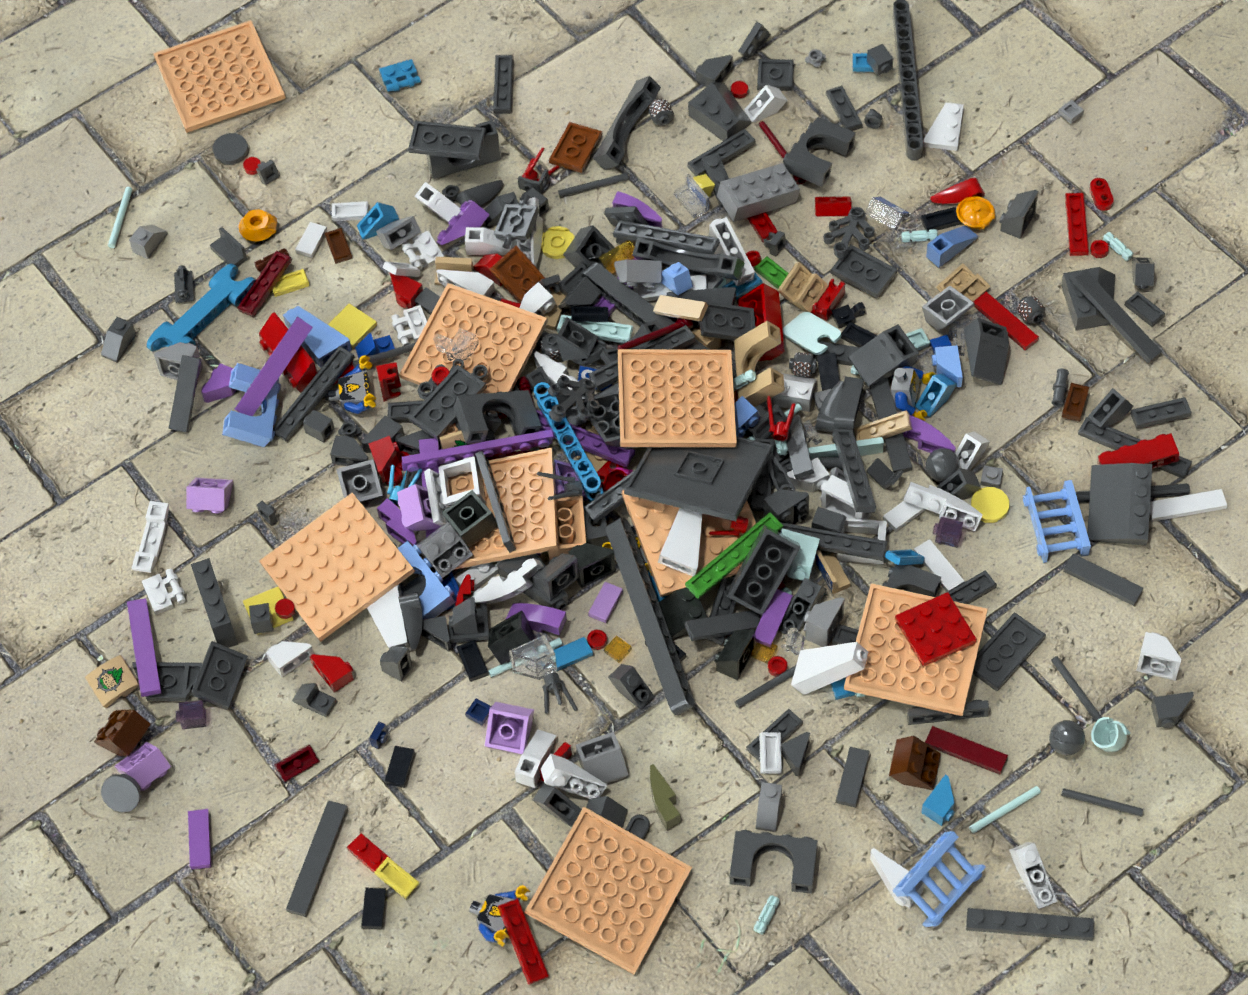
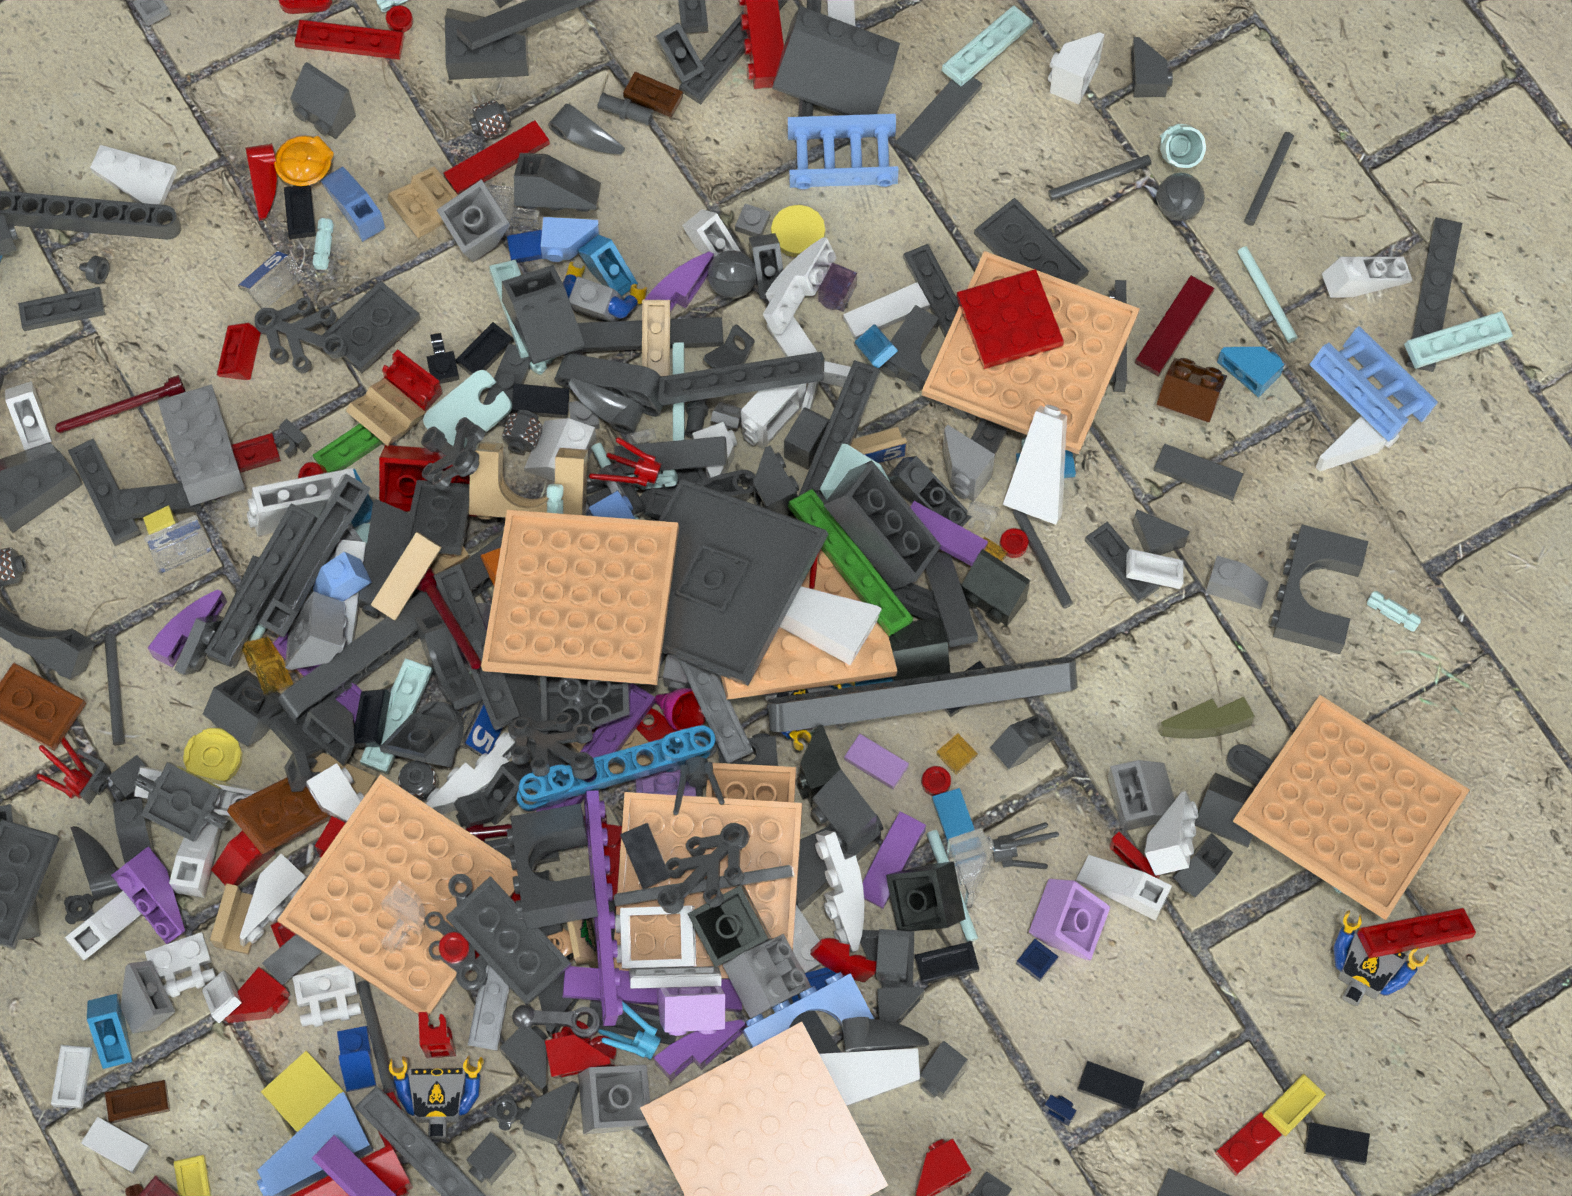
camera: 85 degrees left, 10 degrees up
(404, 425) = (526, 1017): none -> flat silver piece
(512, 467) = (645, 856): none -> black tile
(522, 506) = (704, 866): none -> dark grey plant
(779, 318) = (464, 460): none -> dark grey plant
(818, 135) = (158, 376): dark grey arch -> none
(991, 939) = (1458, 339): none -> light aqua tile
(1036, 365) = (577, 127): none -> dark grey piece
(1167, 602) = (987, 45): none -> light aqua tile

